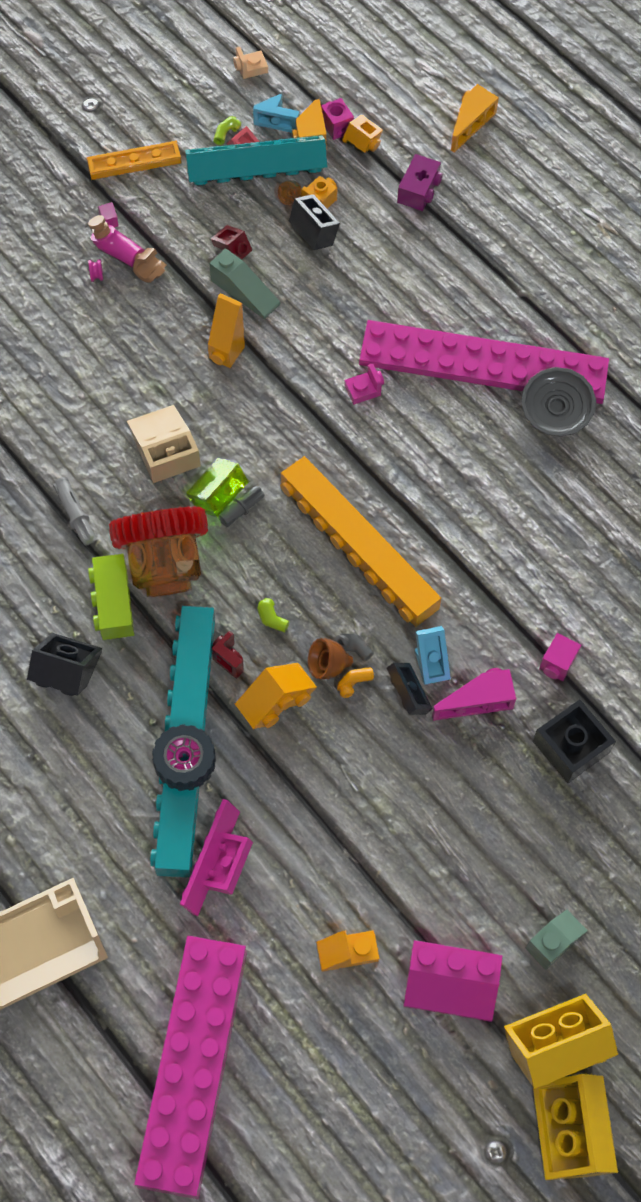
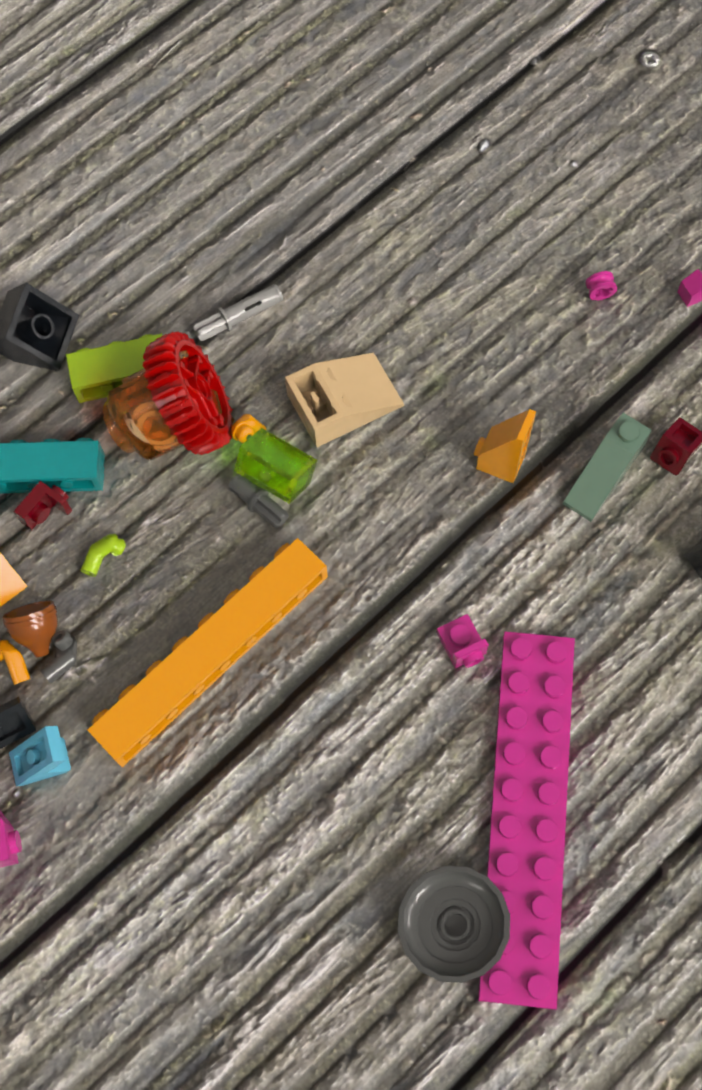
camera: 90 degrees right, 5 degrees up
(119, 246) = (640, 316): piece -> none
(189, 501) = (245, 426): none -> light orange arm
(559, 657) = (37, 934): dark pink brick -> none

